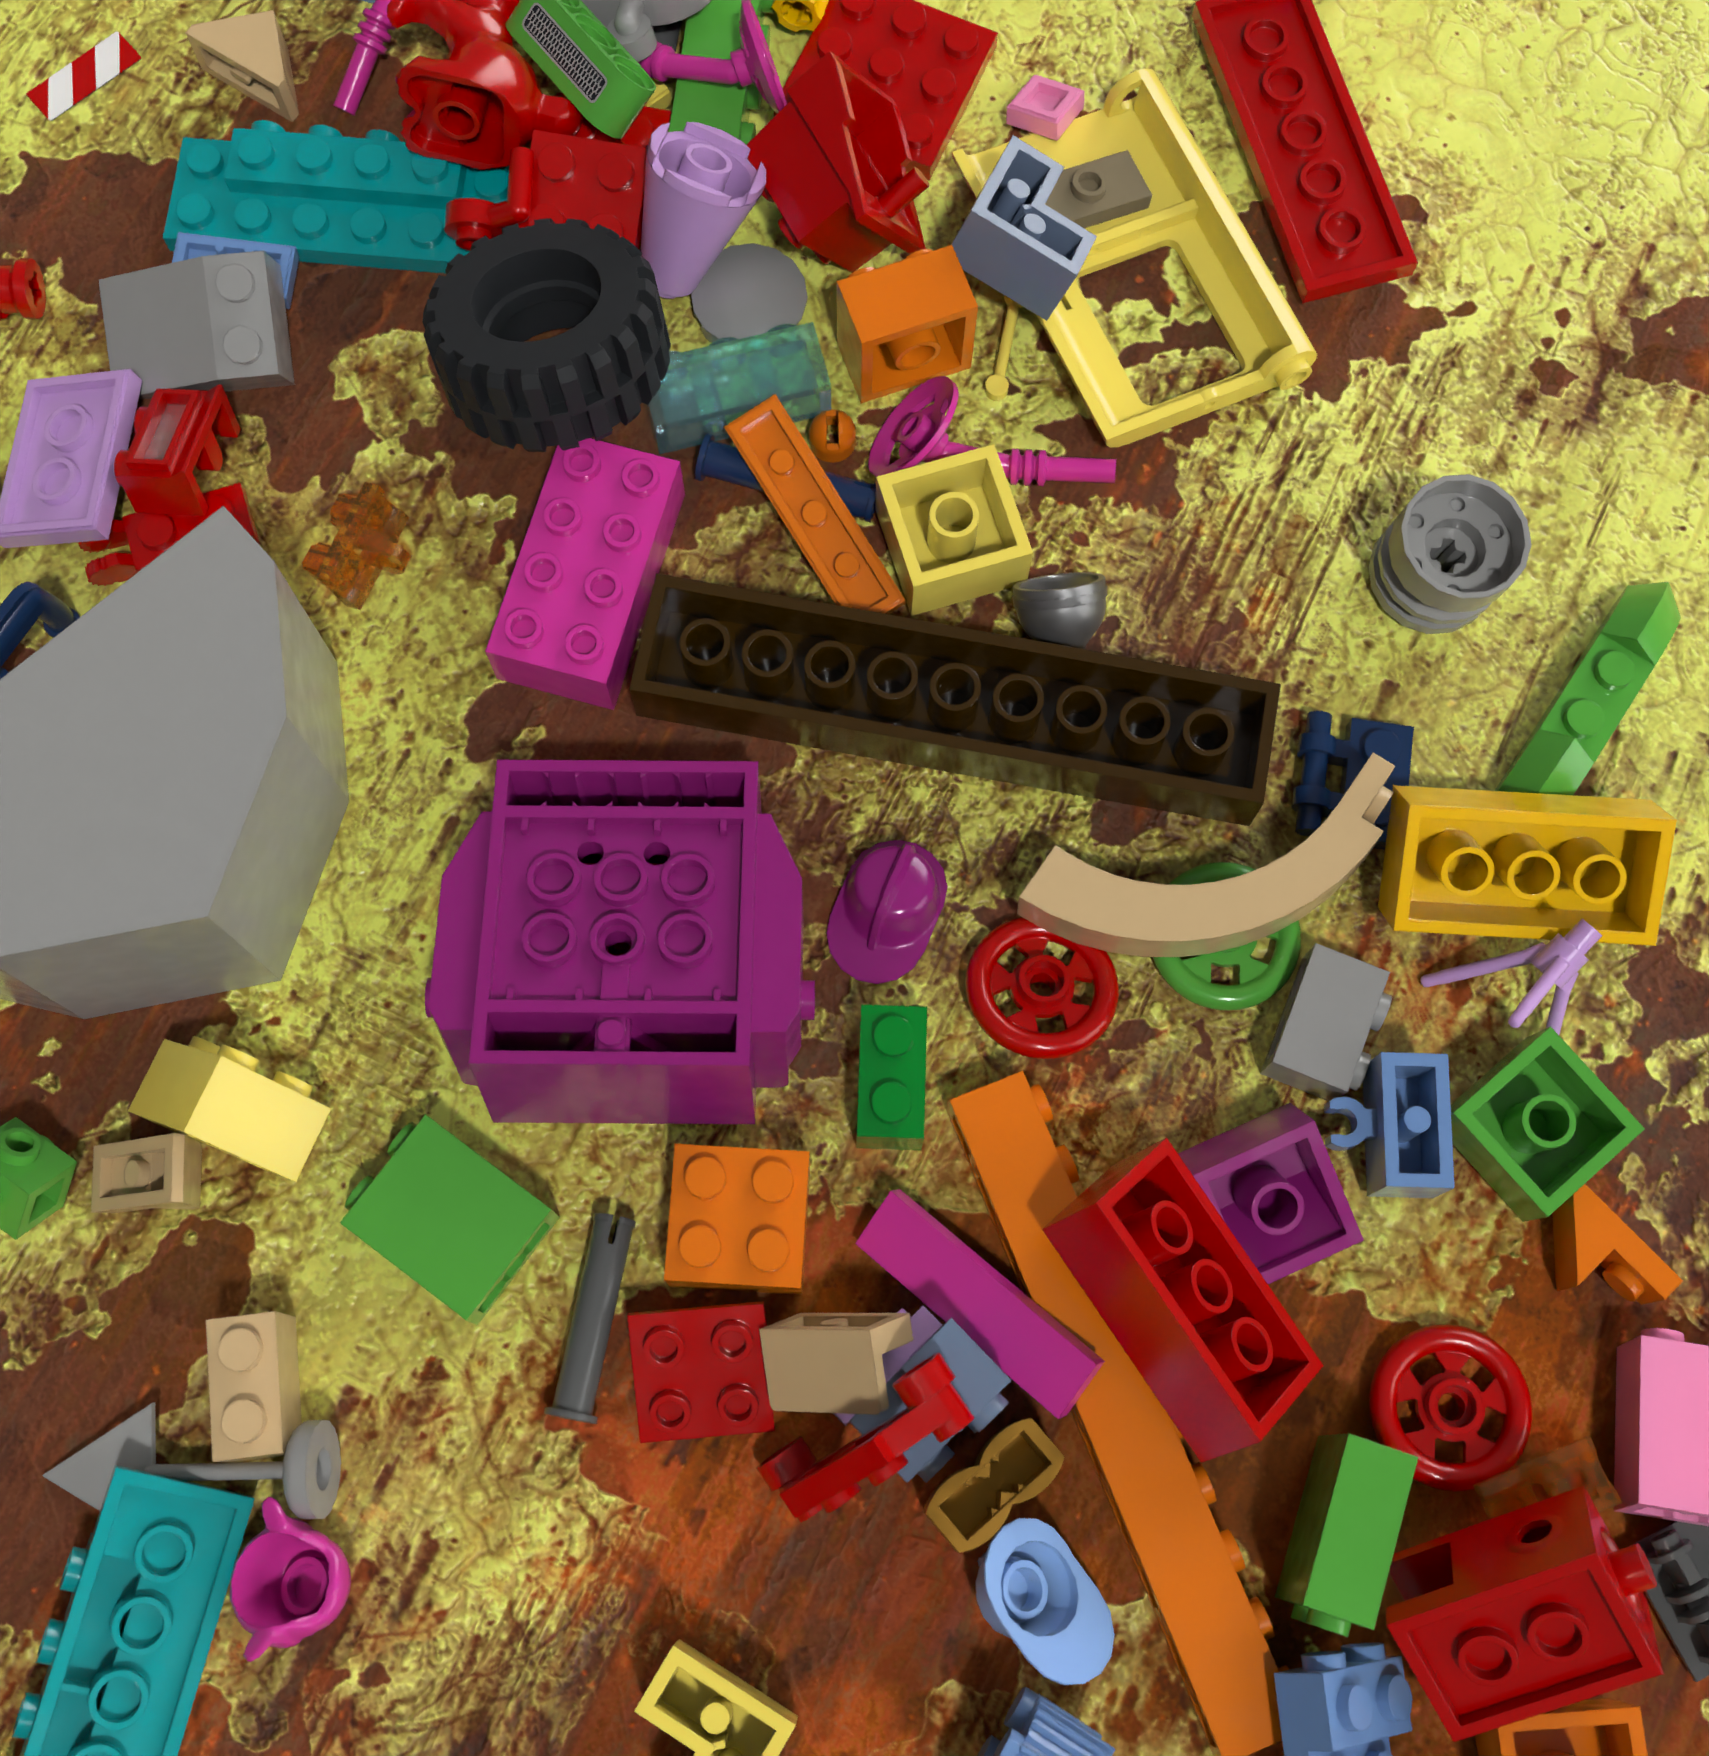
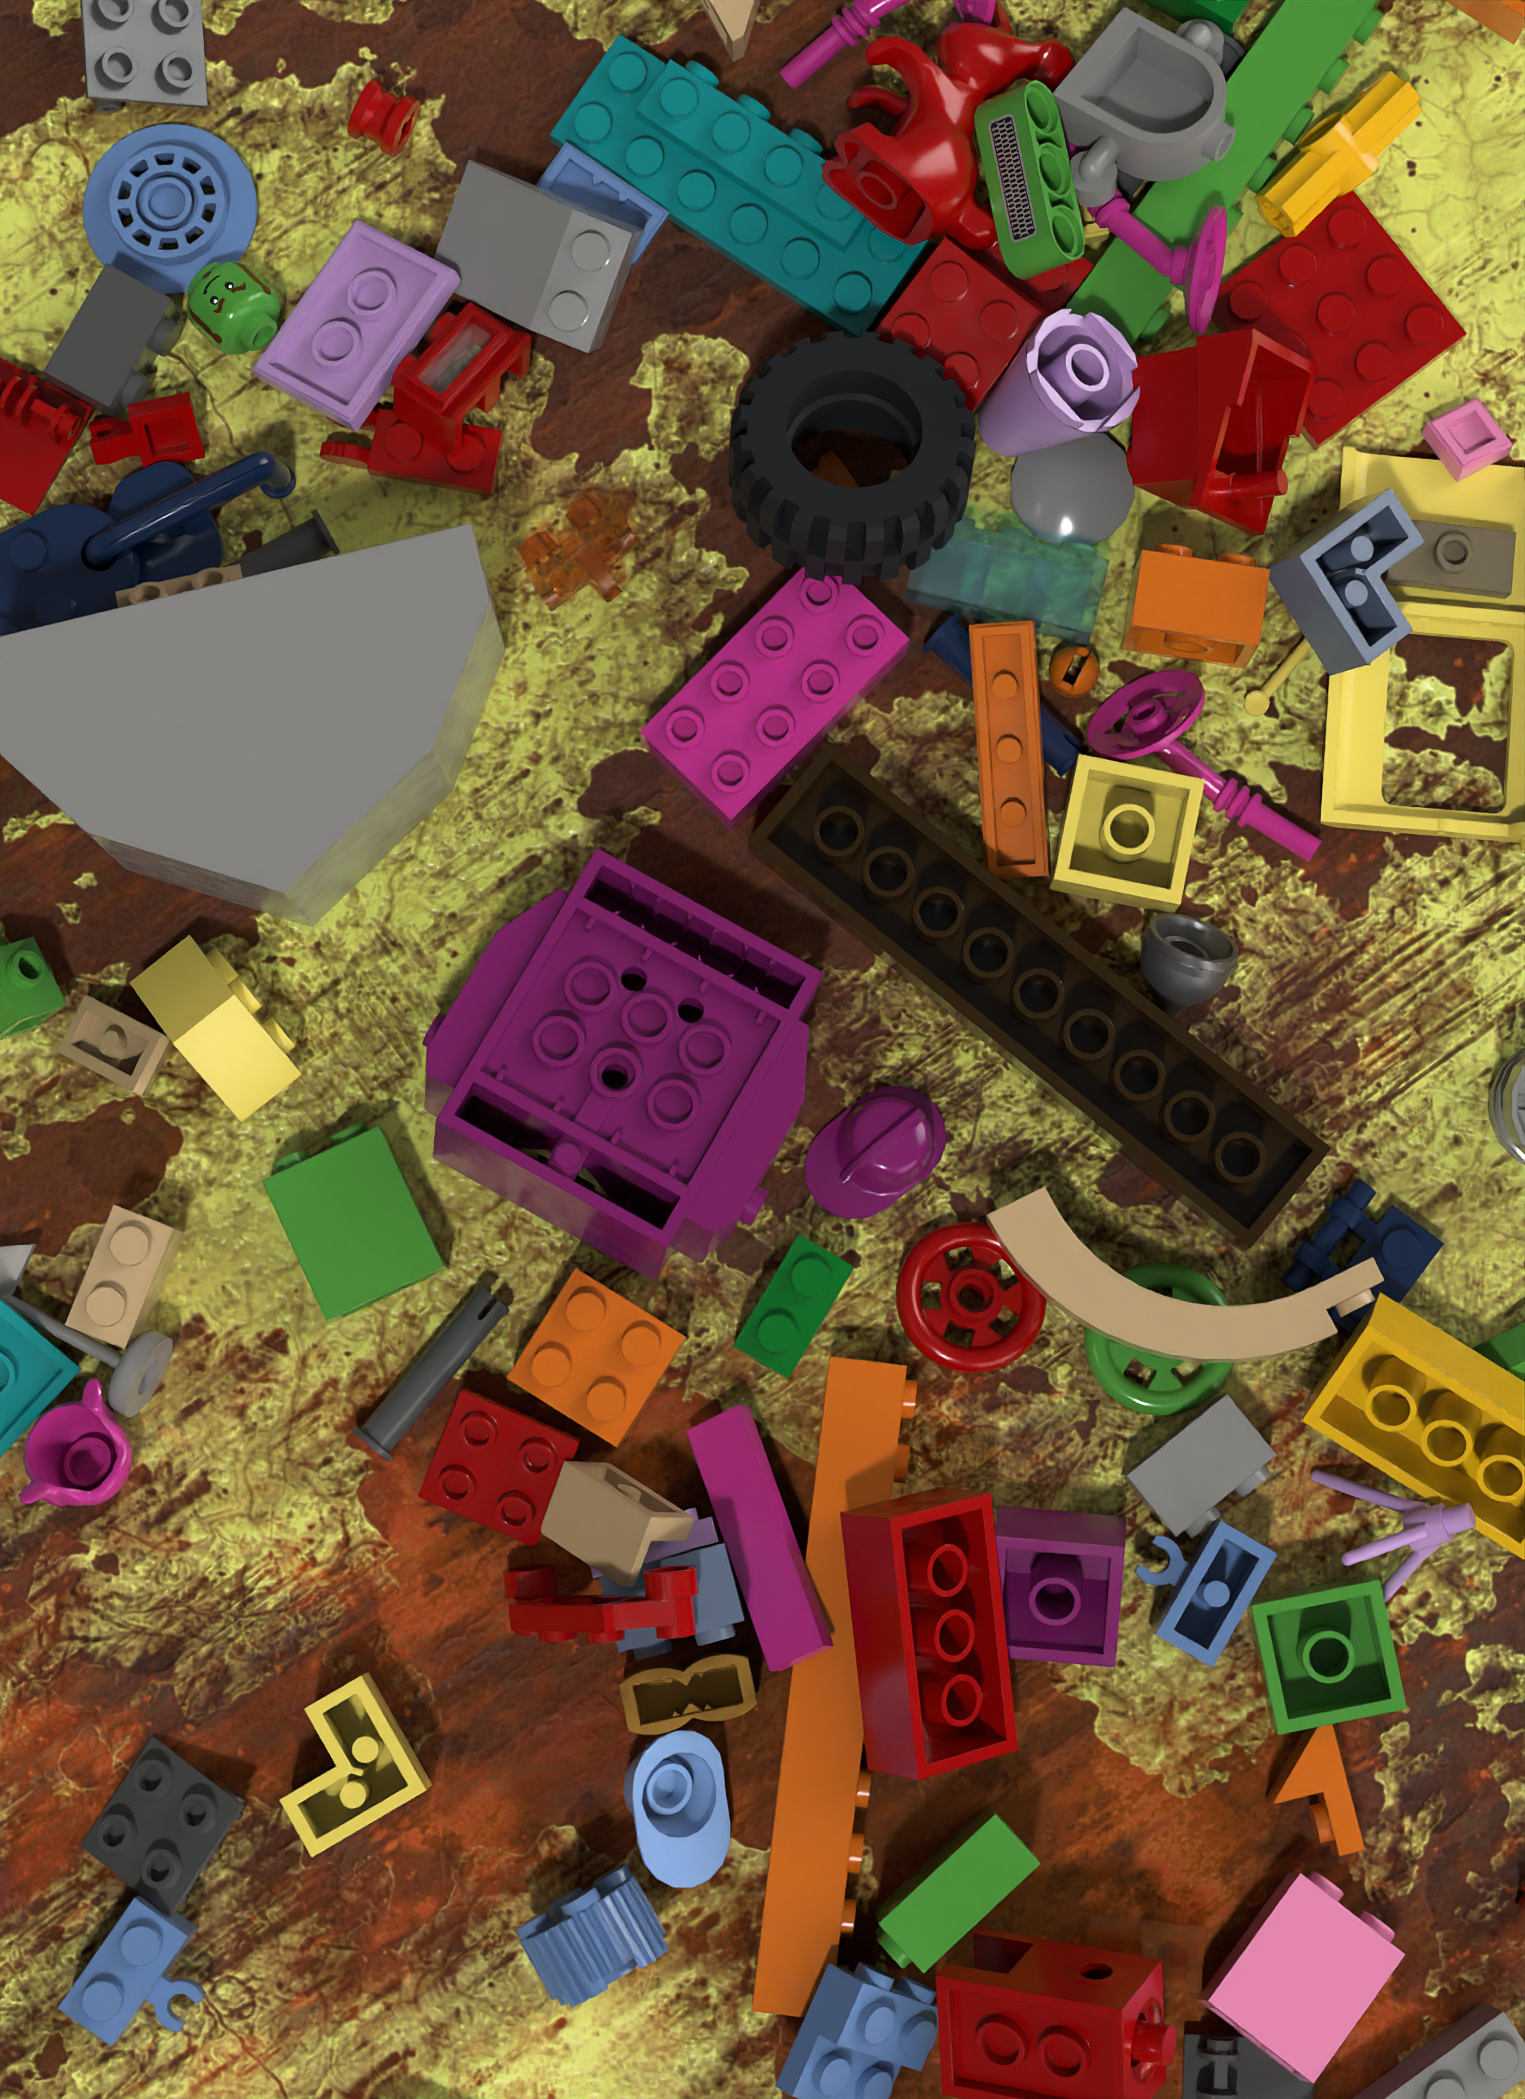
camera: 30 degrees right, 10 degrees up
(474, 218) = (847, 294): red plate -> none
(1504, 1393) = (1141, 1796): red plate -> none

